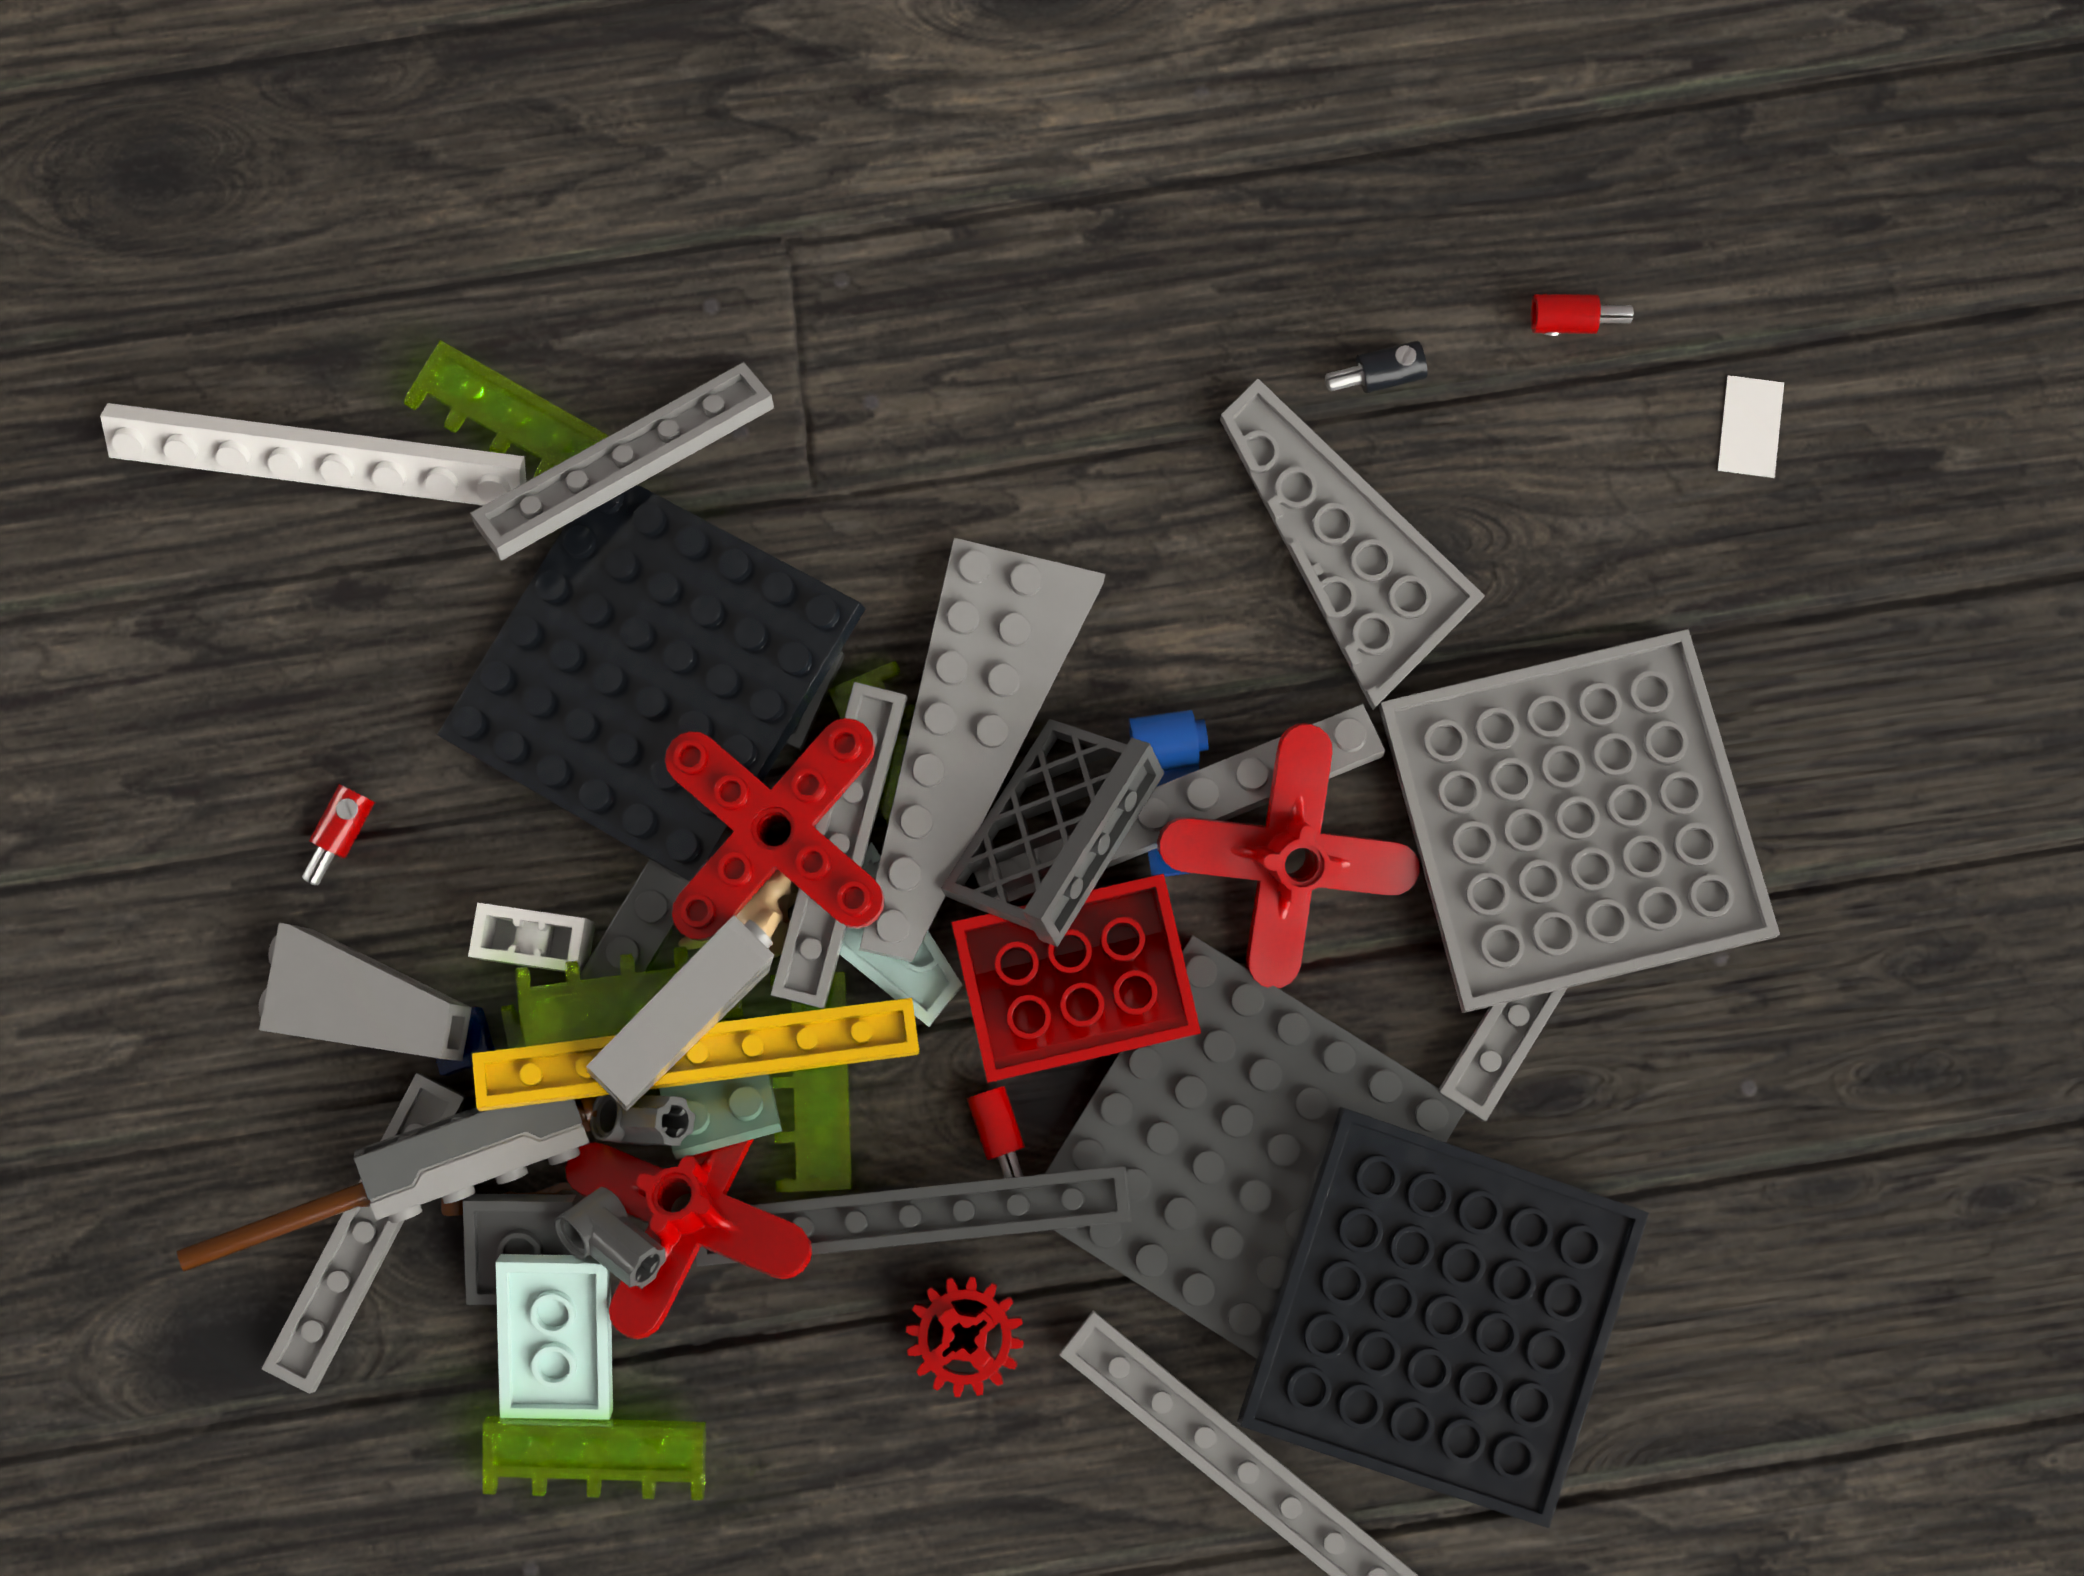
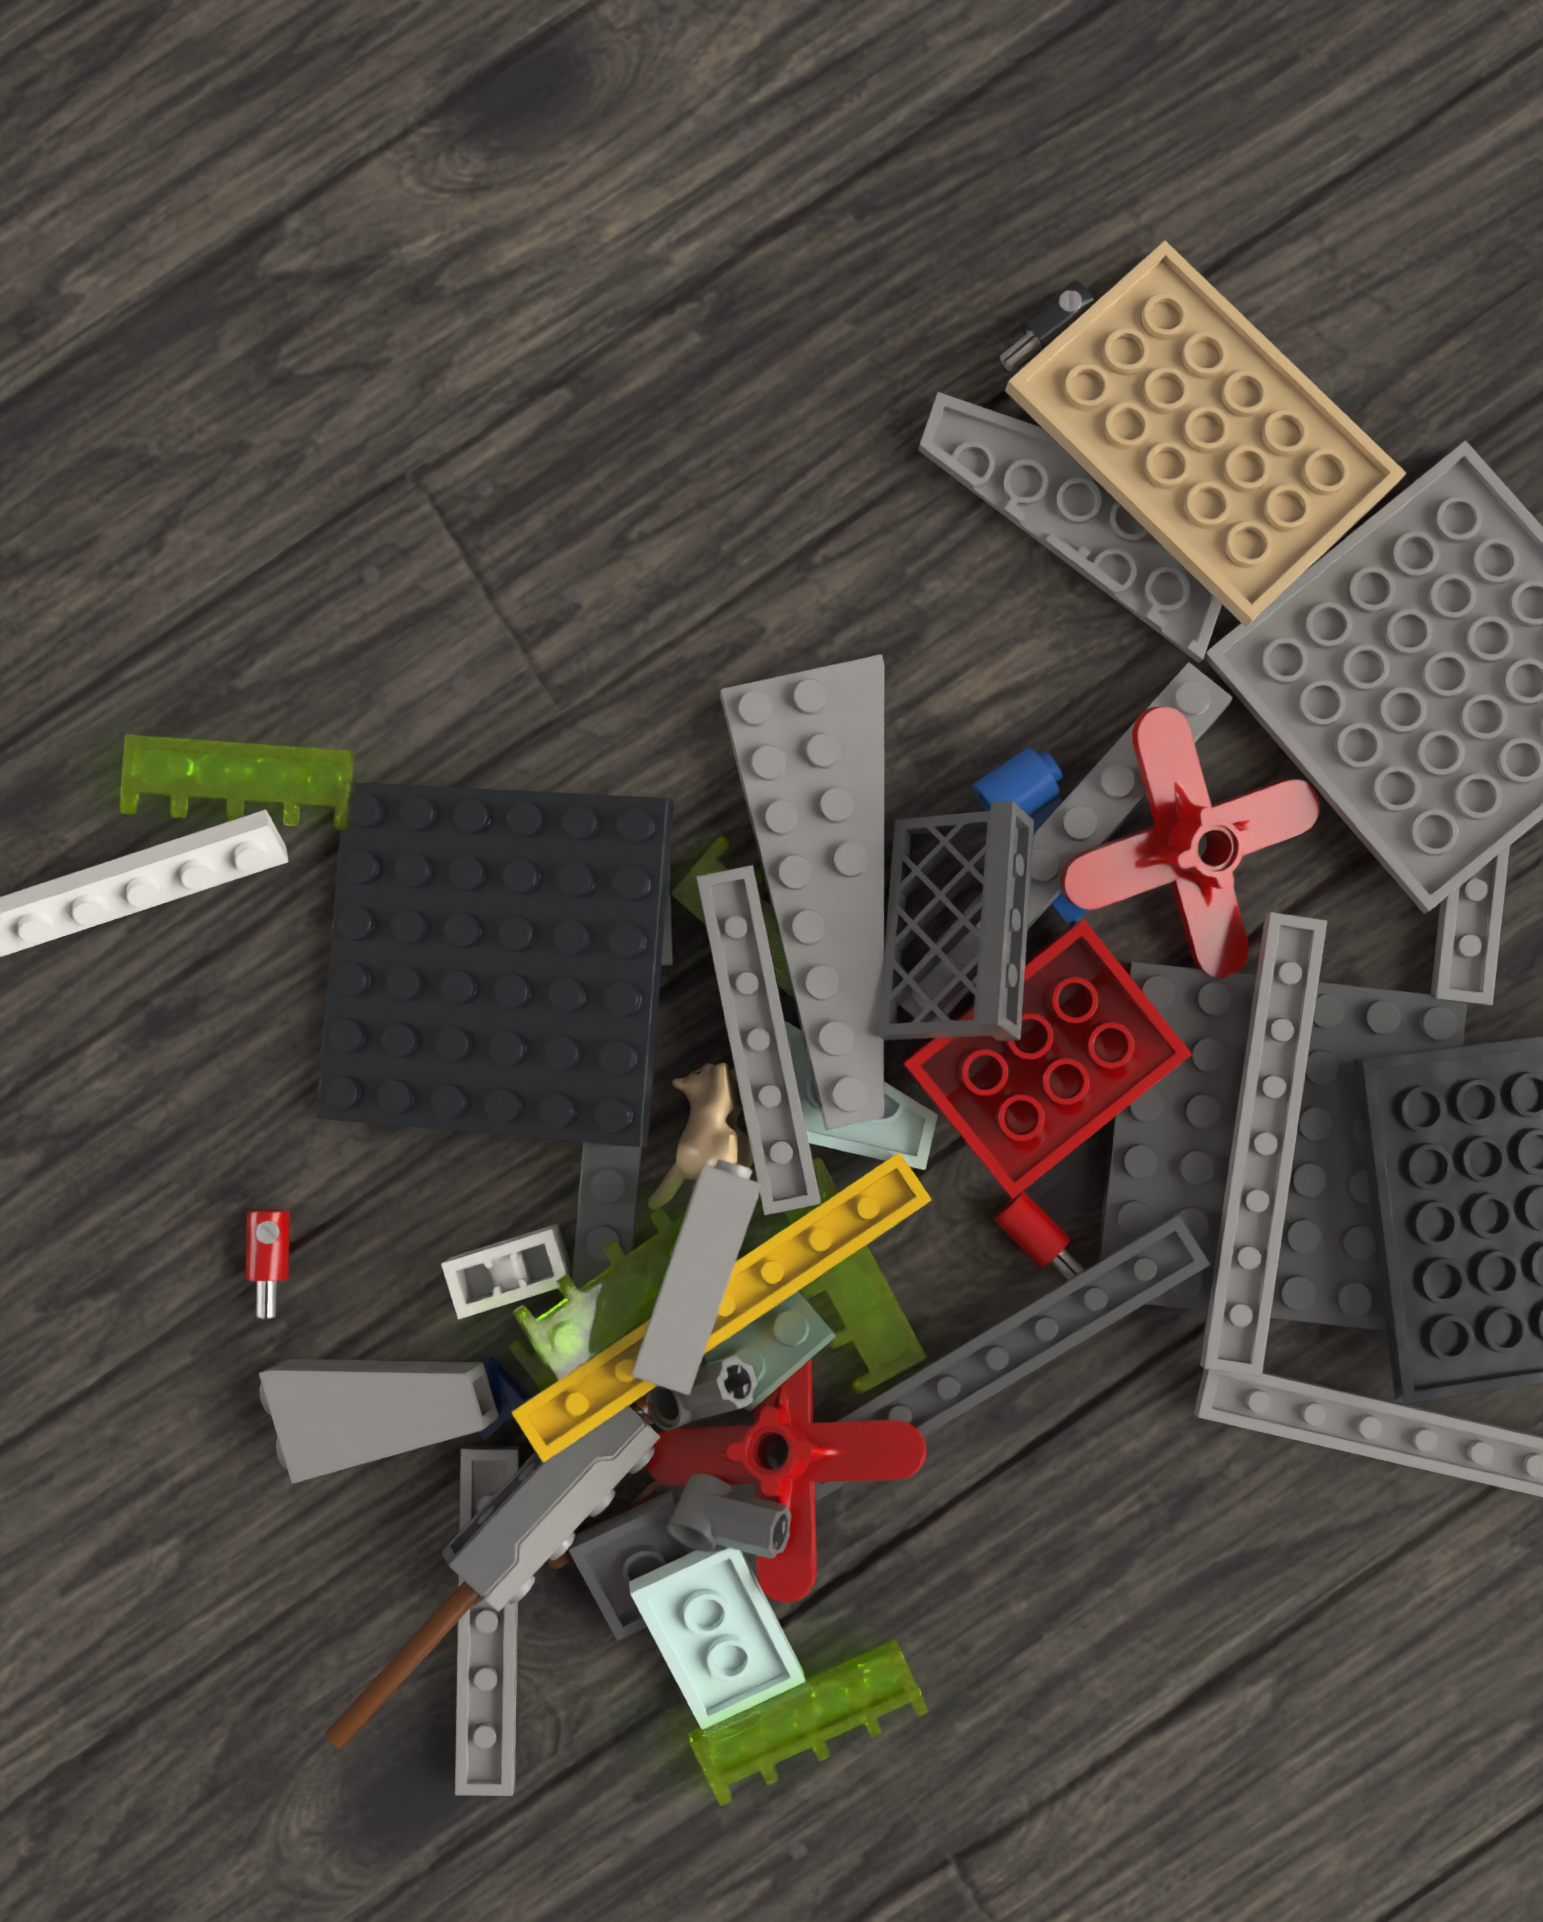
camera: 30 degrees left, 5 degrees up
(622, 461) = (364, 769): light grey plate -> none
(752, 809) = (659, 1051): red piece -> none
(979, 1356) = (1109, 1420): red gear -> none
(1226, 1143) = (1263, 1144): none -> light grey plate
(1466, 518) = (1205, 432): none -> tan plate
(1574, 313) = (1210, 182): red piece -> none
(1750, 426) = (1428, 213): white sticker -> none

